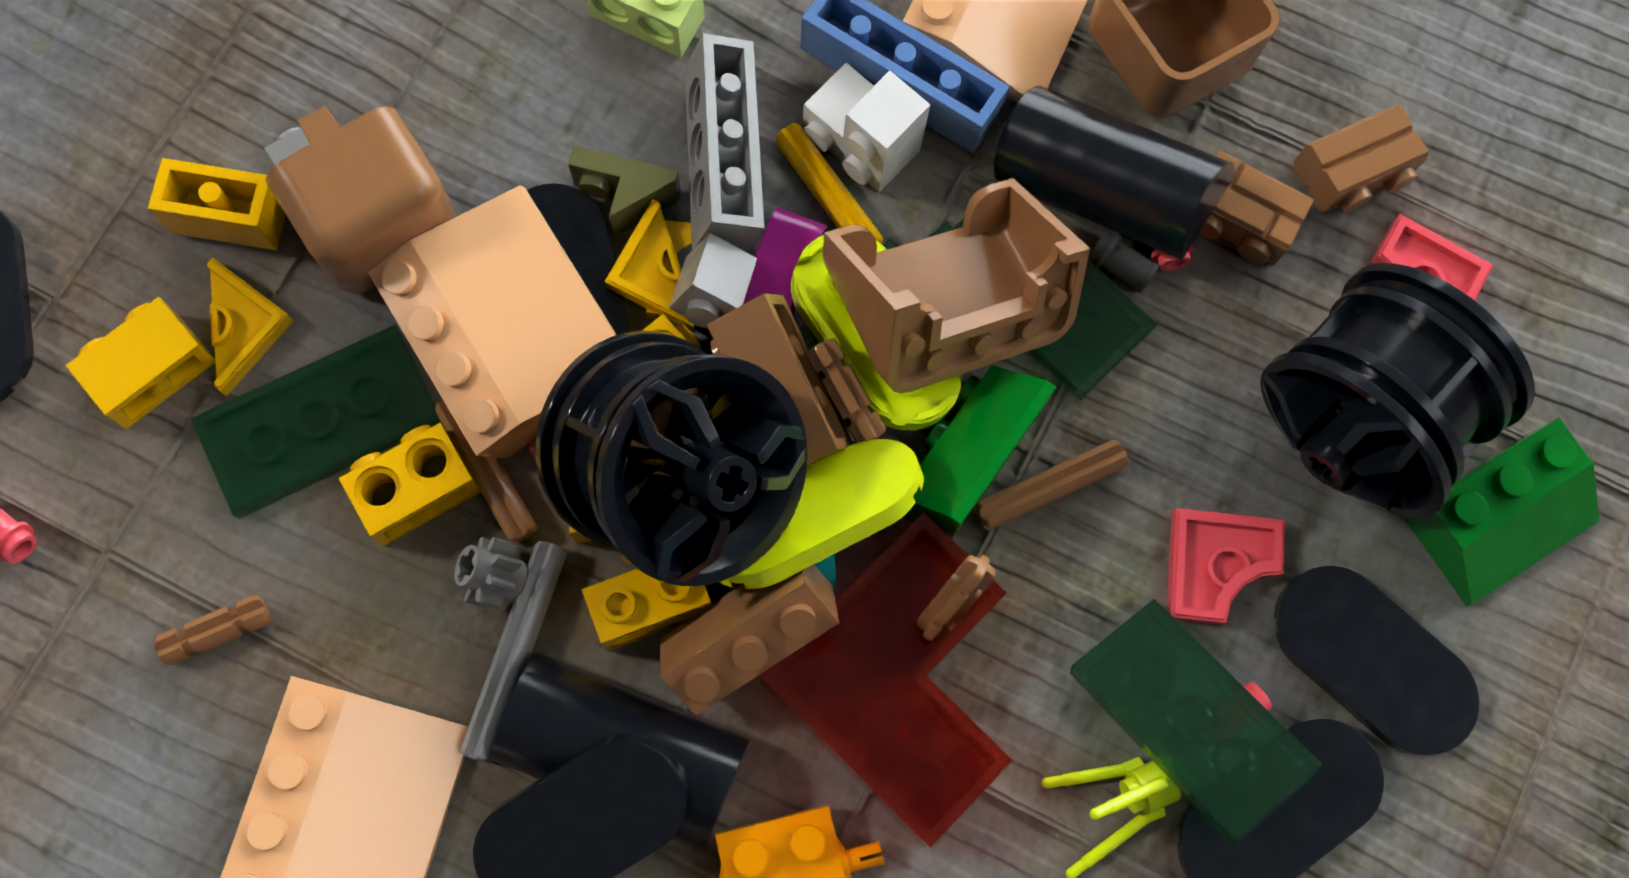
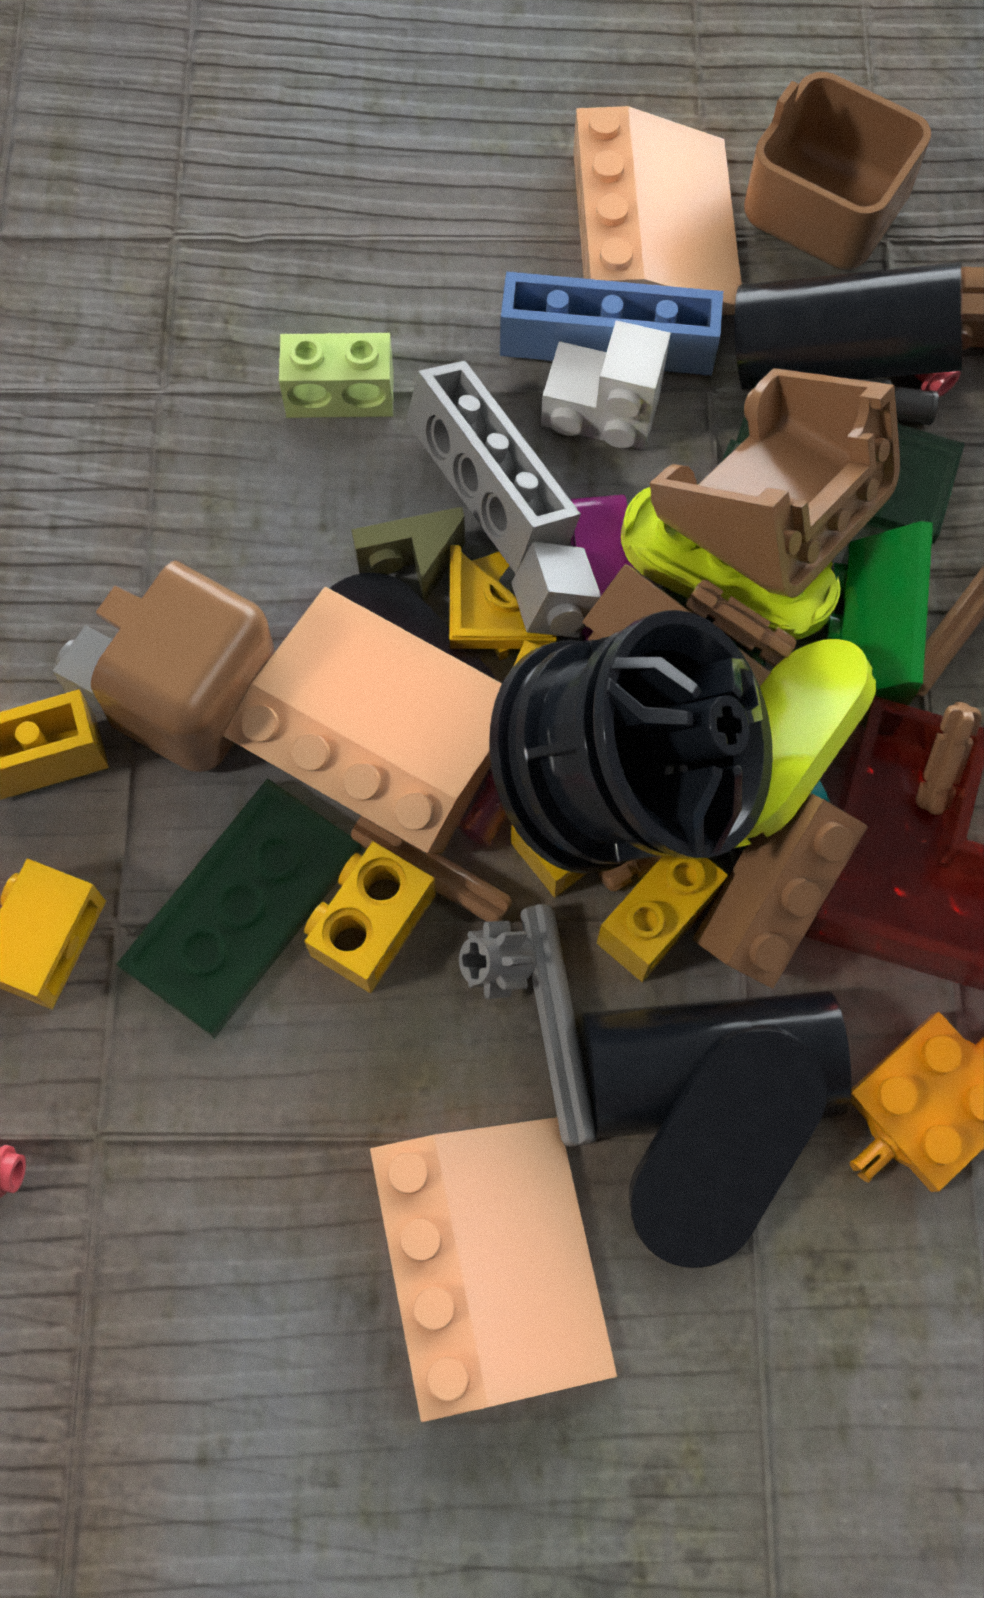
camera: 20 degrees left, 5 degrees down
(212, 630) = (252, 1154): medium nougat axle -> none
(241, 326) = (115, 852): yellow tile -> none
(822, 179) = (588, 459): yellow axle -> none

